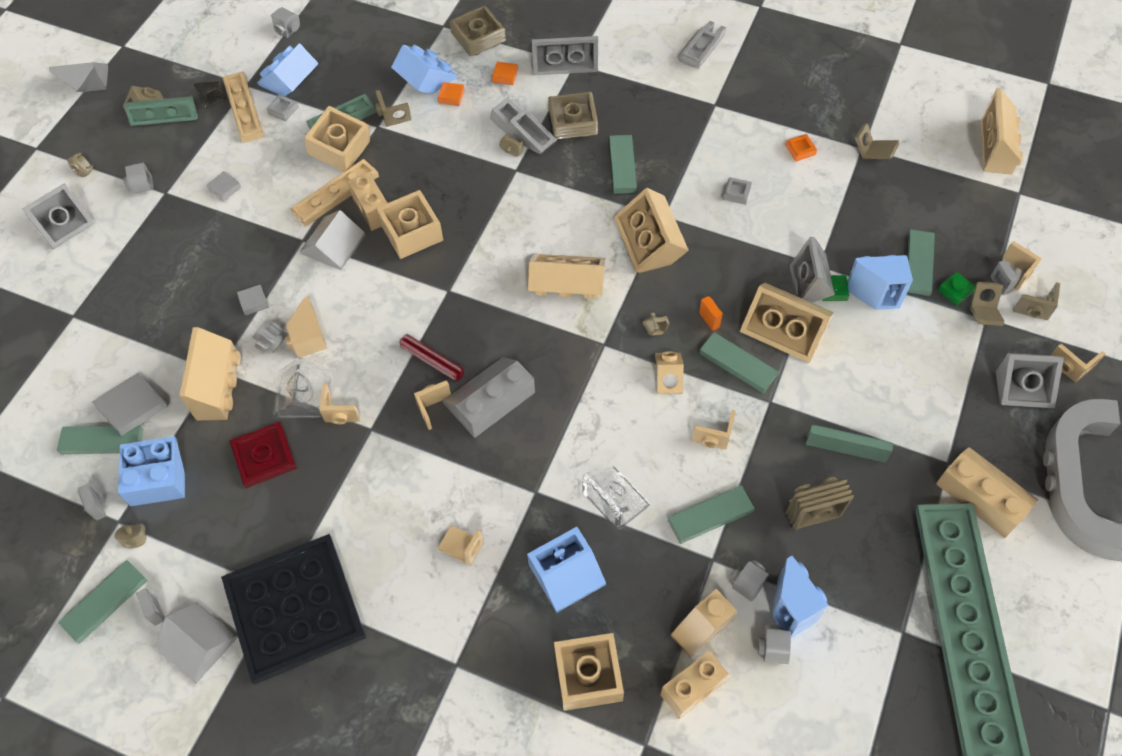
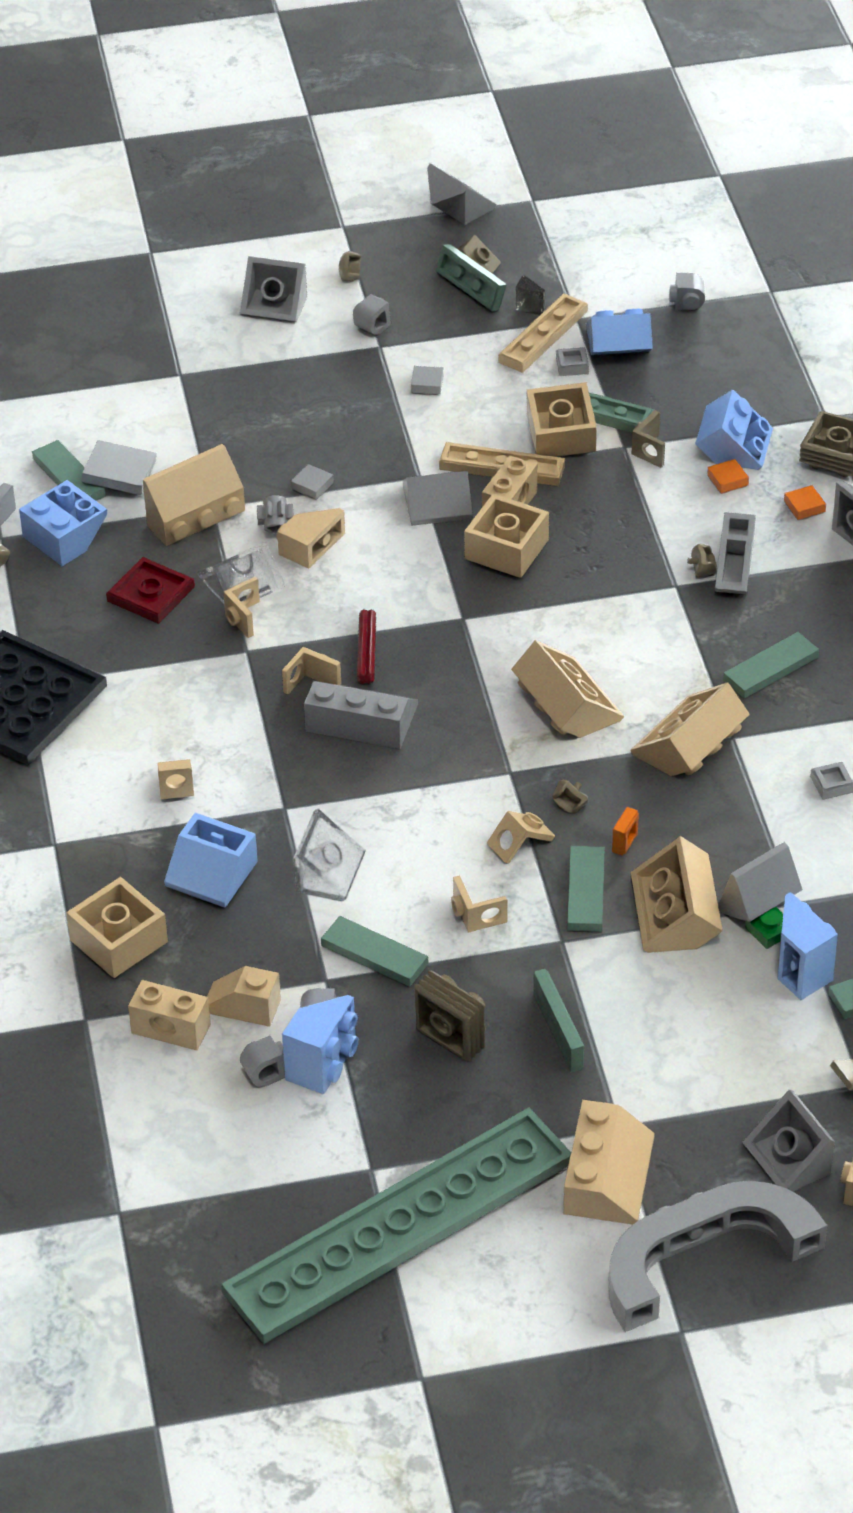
camera: 55 degrees right, 15 degrees down
(573, 115) = (792, 584): dark tan brick -> none

